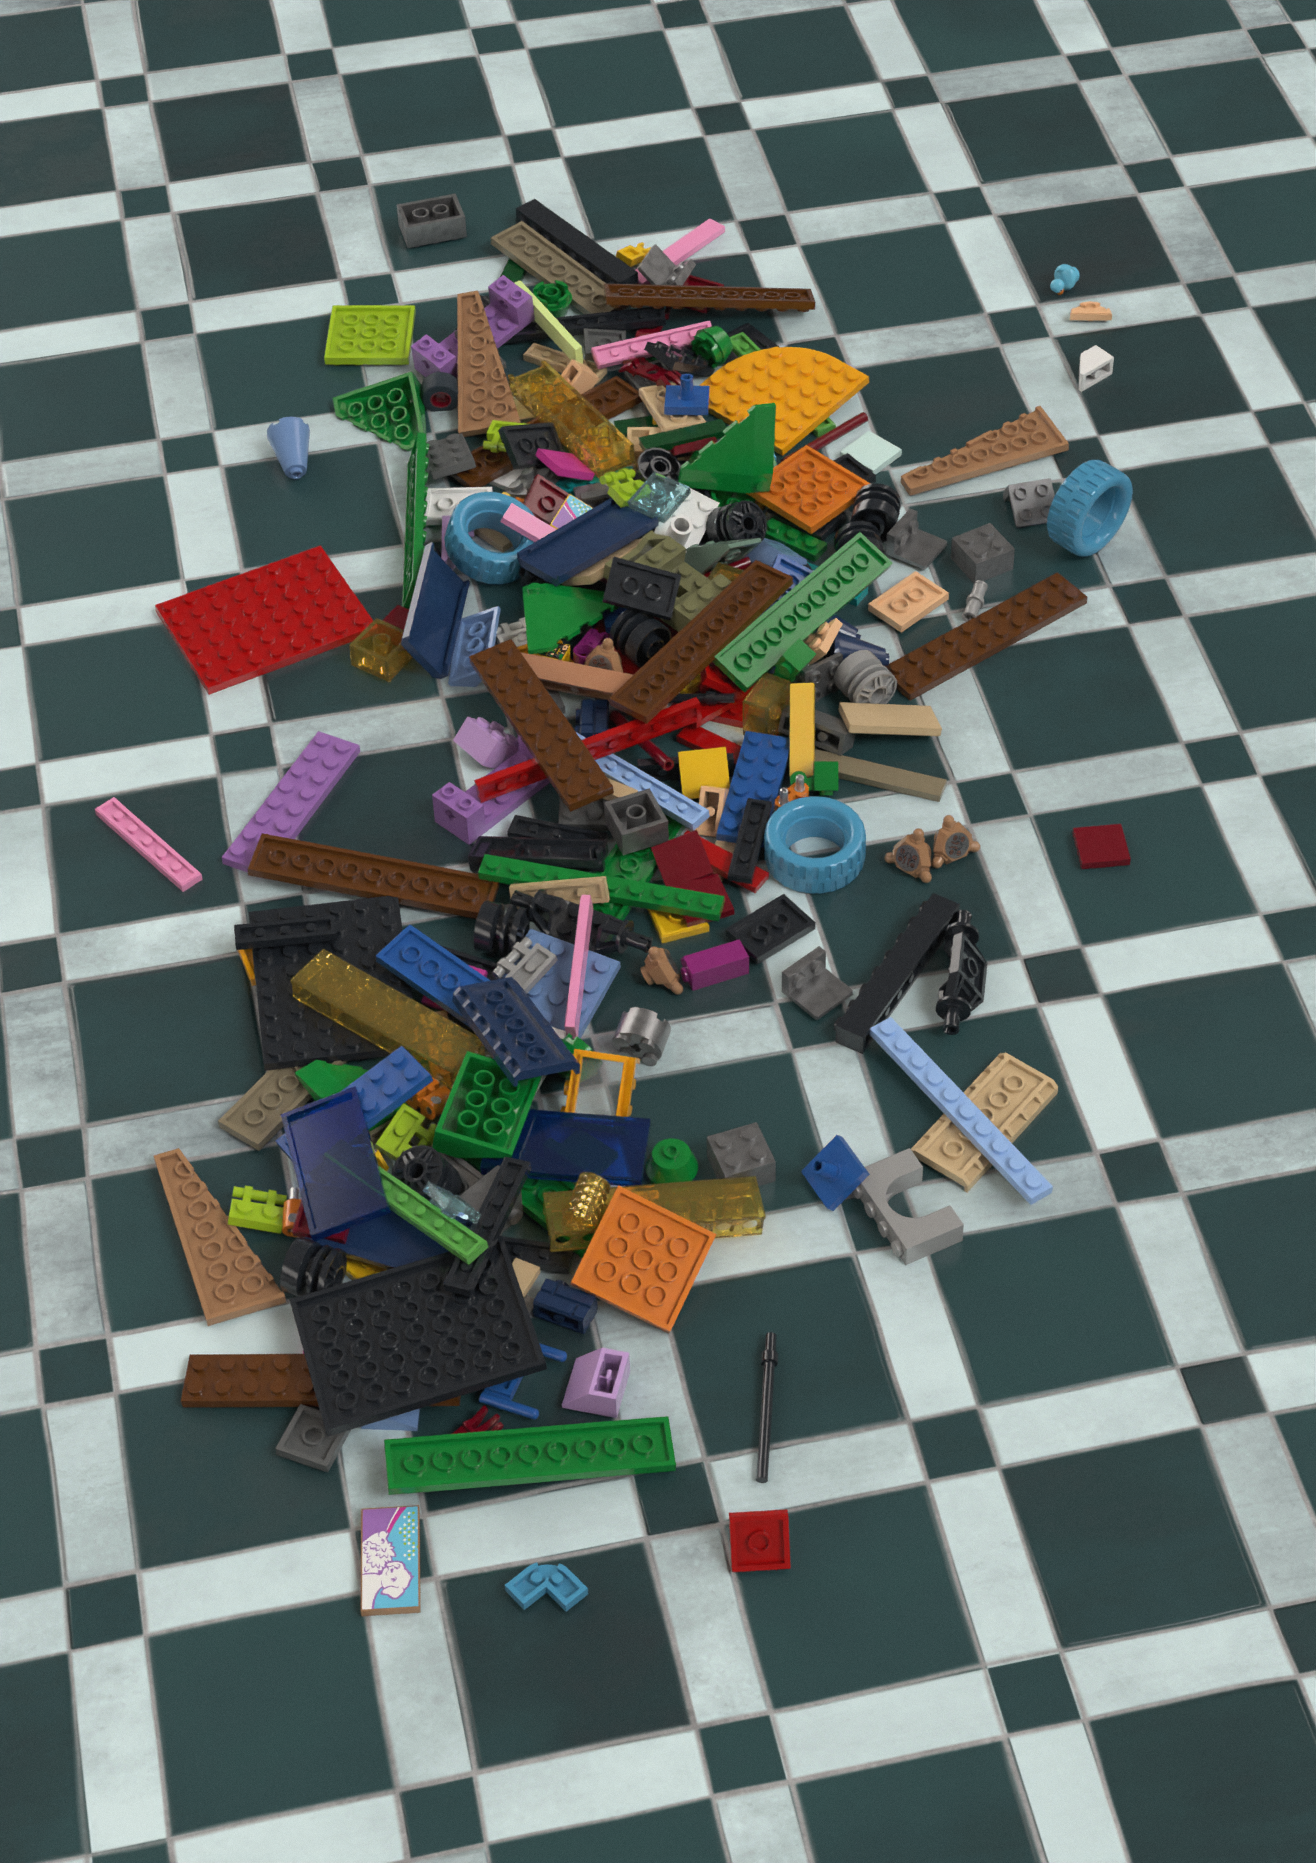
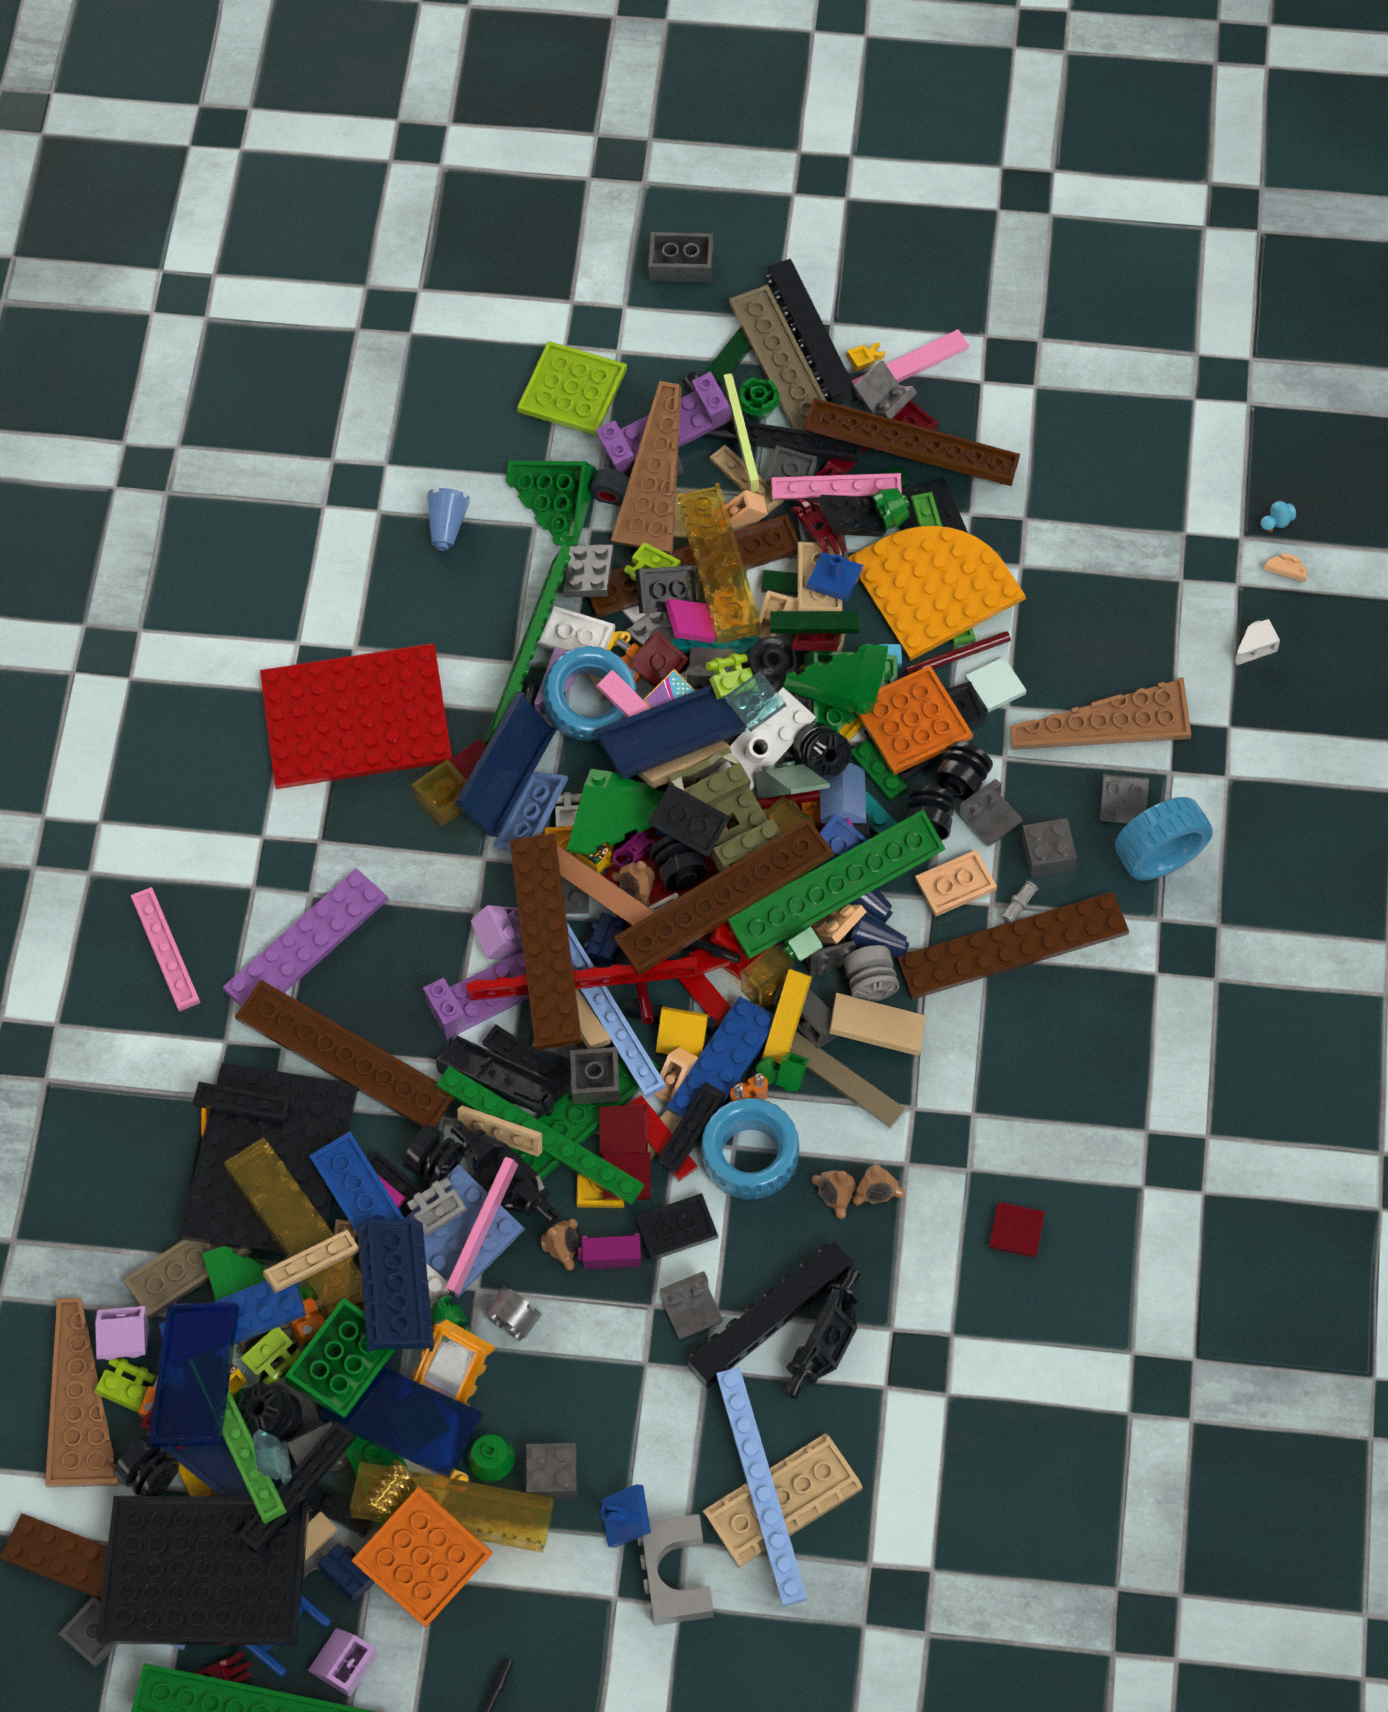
camera: 20 degrees right, 15 degrees up
(237, 1161) = (121, 1332): none -> lavender slope
(418, 1032) = (310, 1261): none -> tan tile

